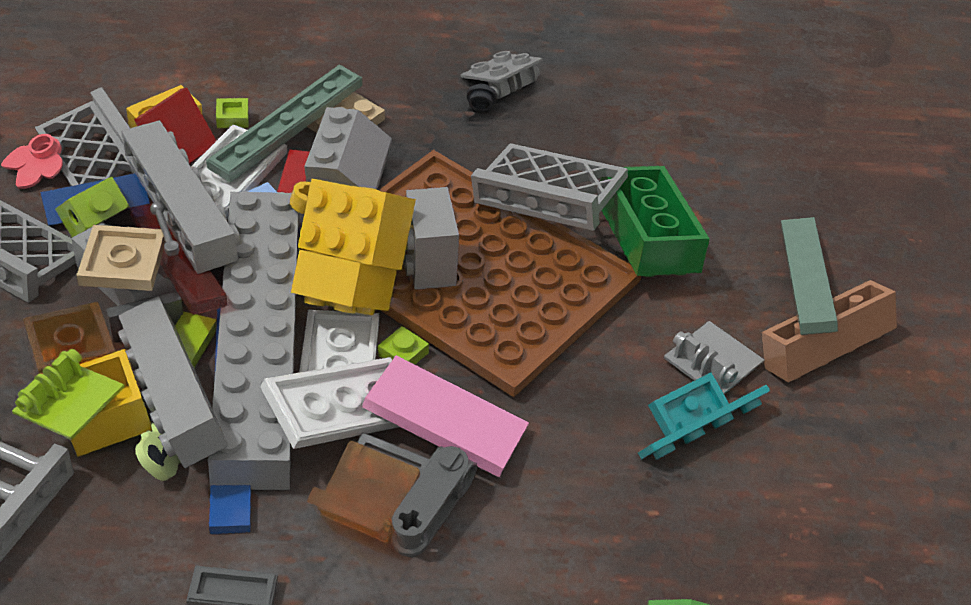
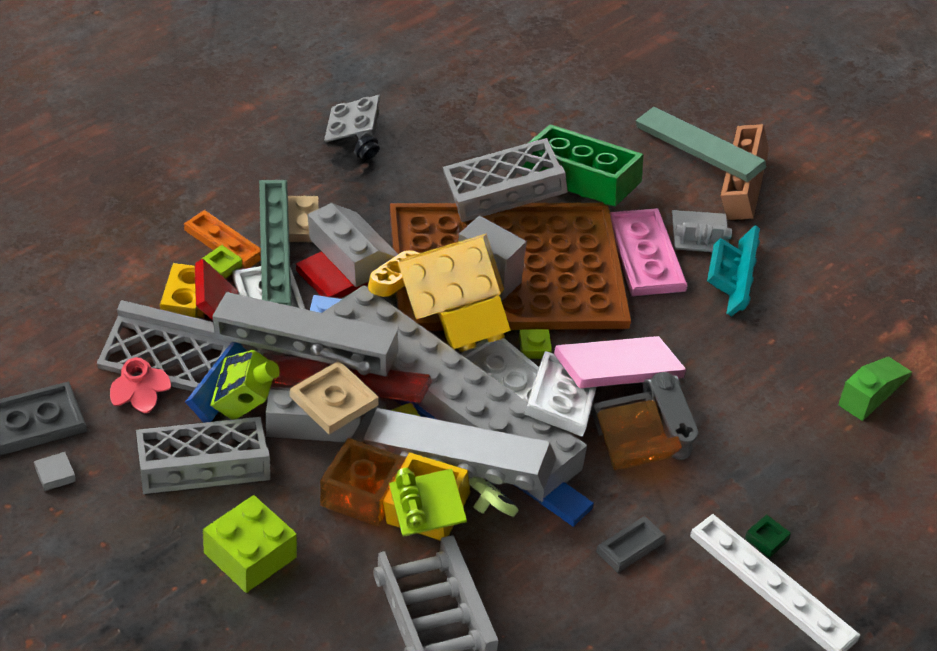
camera: 45 degrees left, 0 degrees up
(263, 93) = (216, 233): none -> orange tile
(628, 342) = (646, 253): none -> bright pink tile

